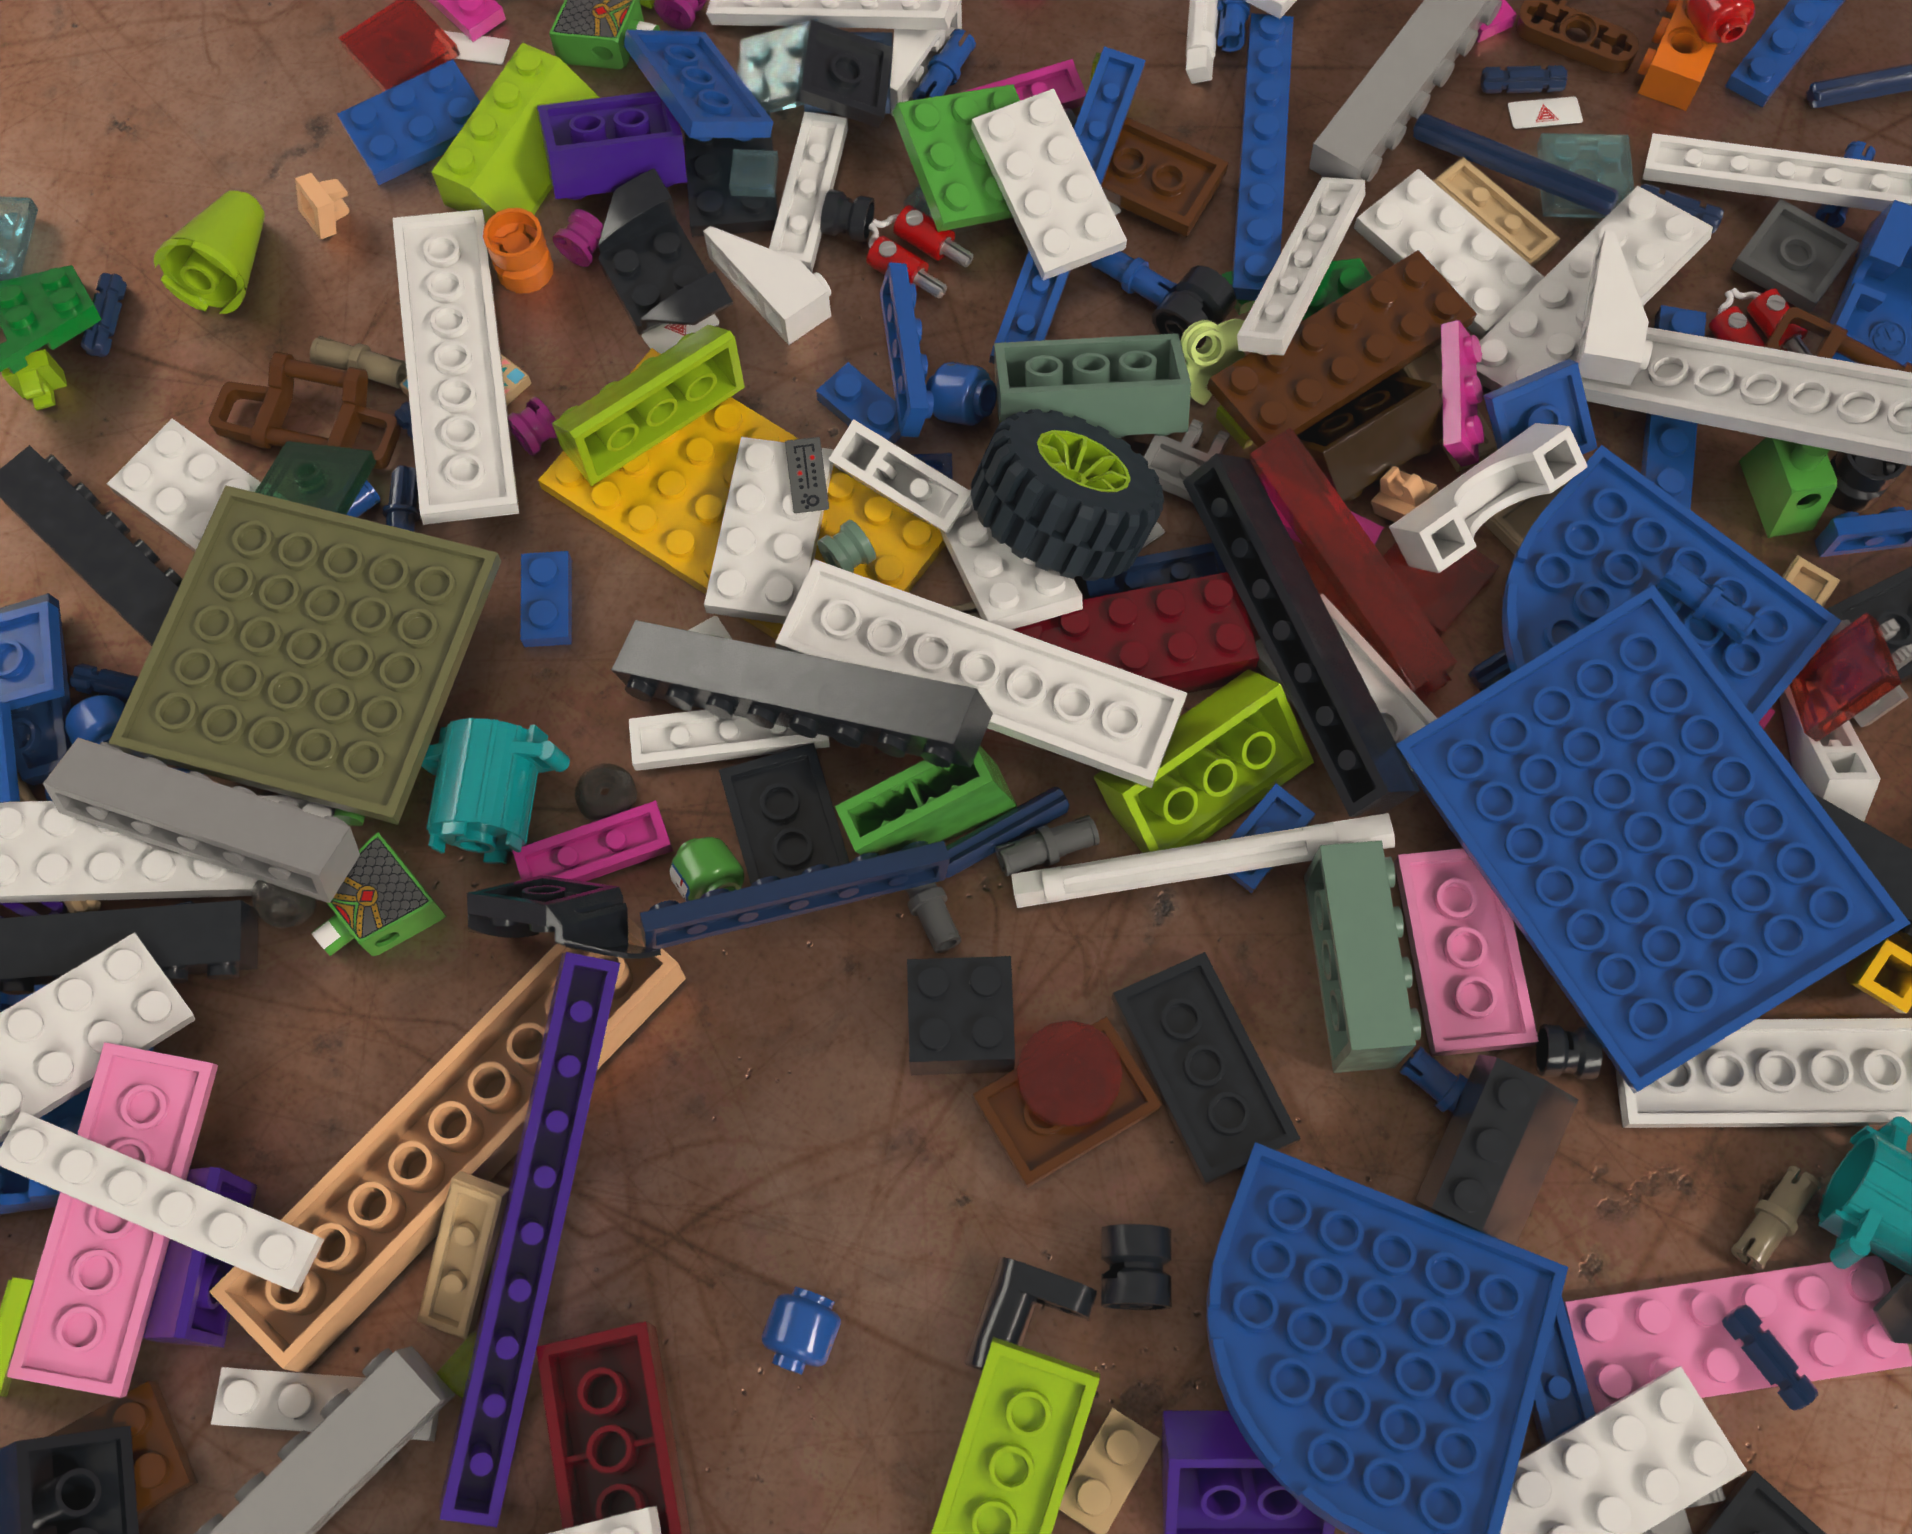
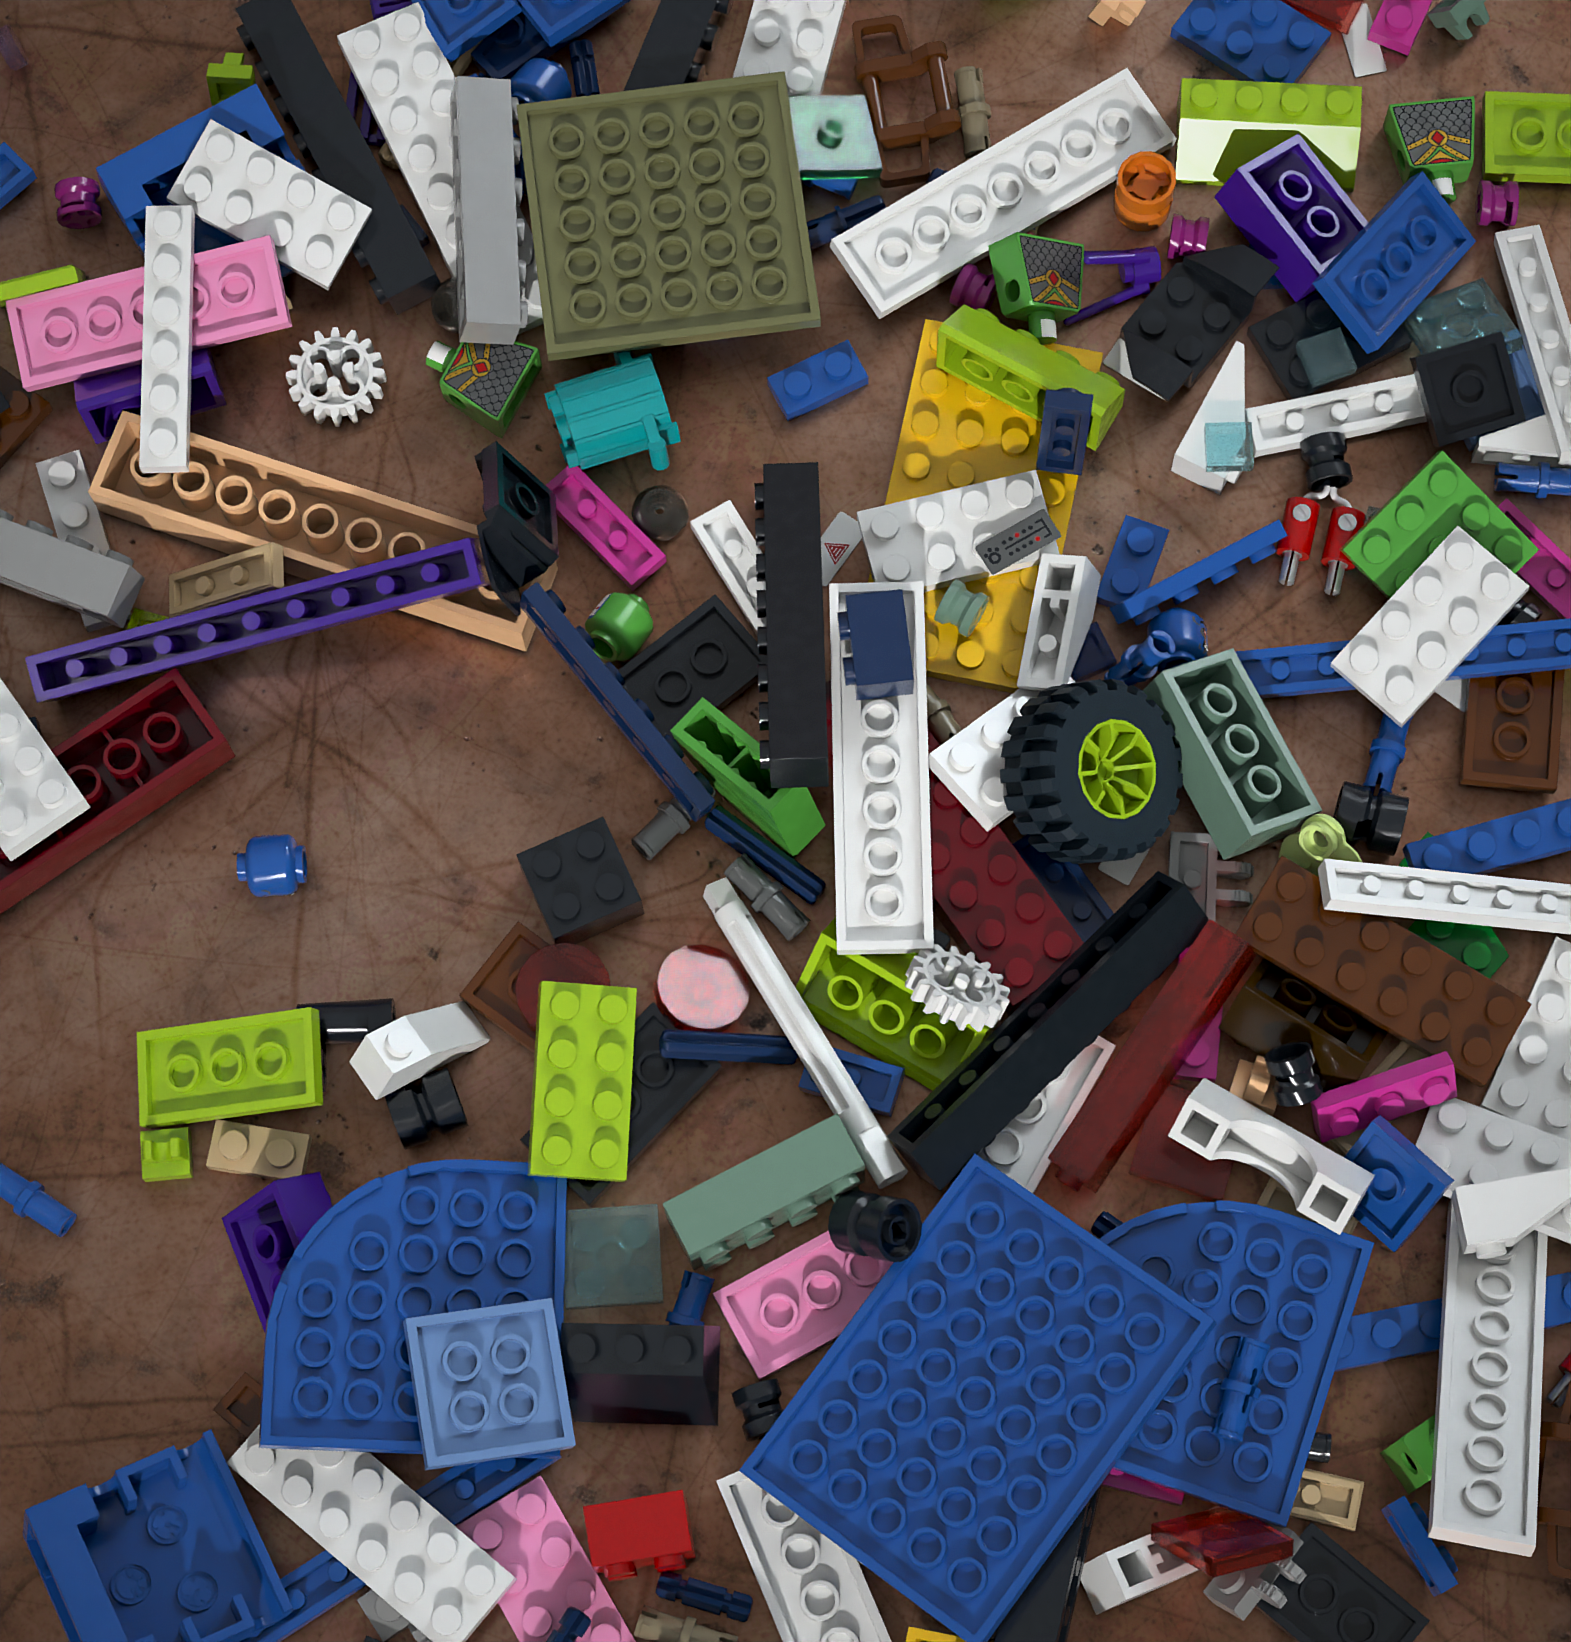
camera: 70 degrees right, 5 degrees up
(264, 1041) = (310, 377): none -> white gear
(556, 365) = (1038, 281): none -> torso
(583, 292) = (1135, 266): none -> dark purple plant
(728, 379) = (1064, 431): none -> dark blue plate
(802, 272) = (1228, 446): none -> clear light blue tile
(865, 615) = (878, 644): none -> dark blue brick
(970, 423) = (1150, 653): none -> blue pin
(1076, 1249) = (416, 1046): none -> white slope
(1118, 942) = (701, 989): none -> clear red tile
(1179, 1090) = (582, 1081): none -> lime plate
(1189, 938) = (726, 1047): none -> dark blue axle
(1256, 679) = (978, 1005): none -> white gear
(1362, 1133) = (613, 1257): none -> clear light blue plate
(1418, 449) = (1293, 1074): none -> black wheel
(1434, 867) = (875, 1225): none -> black wheel
(1482, 1308) = (488, 1383): none -> medium blue plate
(1672, 1217) = (639, 1534): none -> red brick
(1736, 1185) = (704, 1596): none -> dark blue axle

